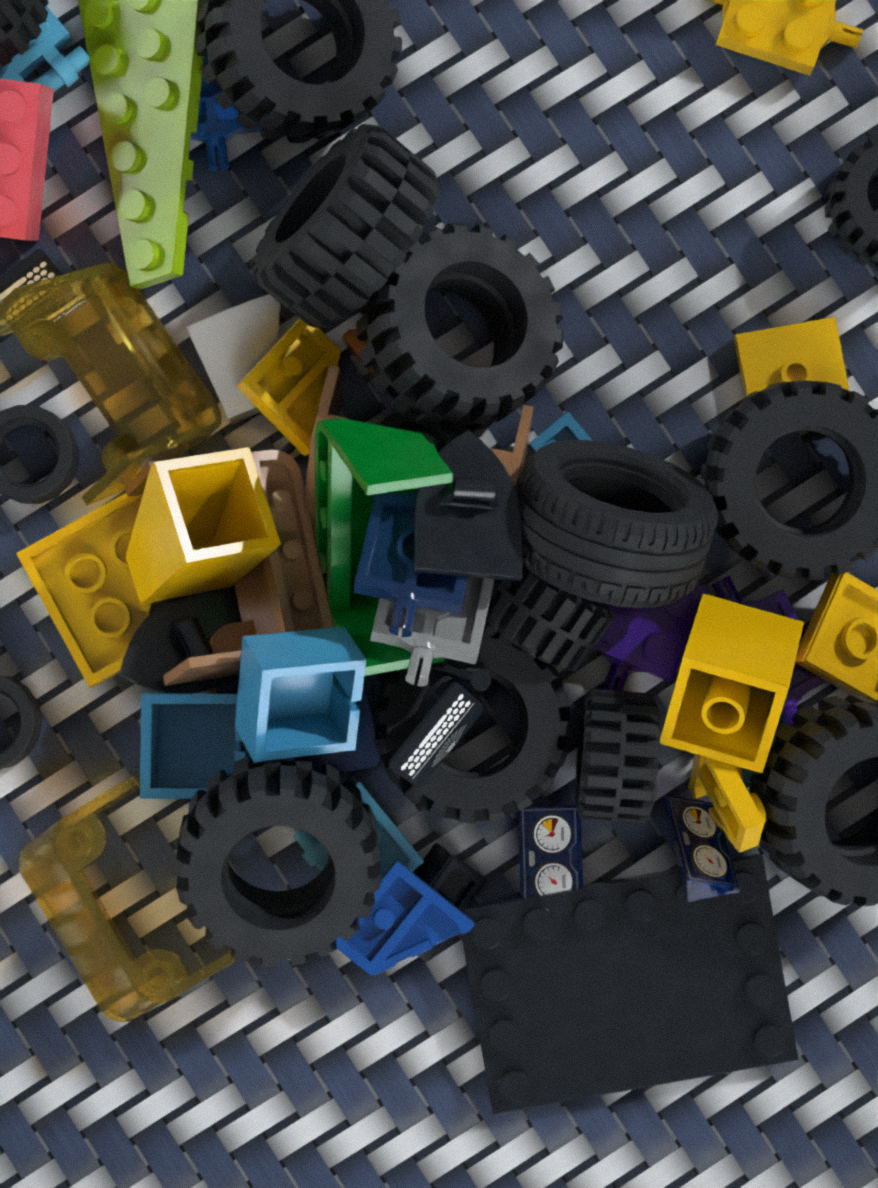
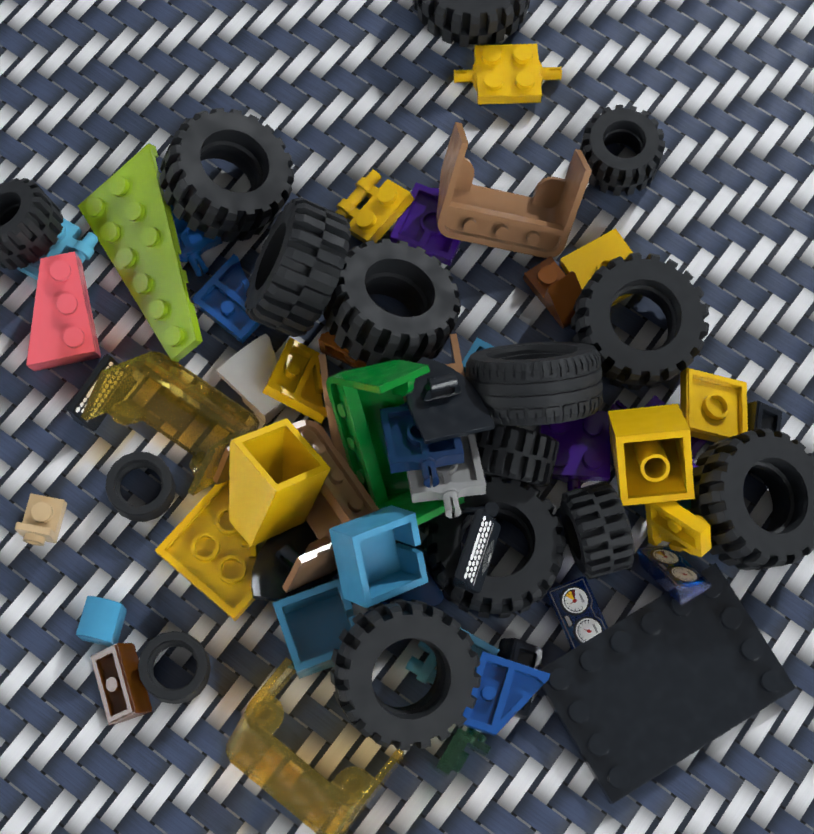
camera: 25 degrees left, 15 degrees down
(237, 218) = (224, 300): none -> blue wing
(312, 977) = (455, 756): none -> clear green bracket
(503, 168) = (379, 212): none -> yellow plate
(576, 210) = (420, 227): none -> dark purple plate
(680, 244) = (506, 219): none -> medium nougat windscreen
(709, 377) = (554, 289): none -> dark orange slope

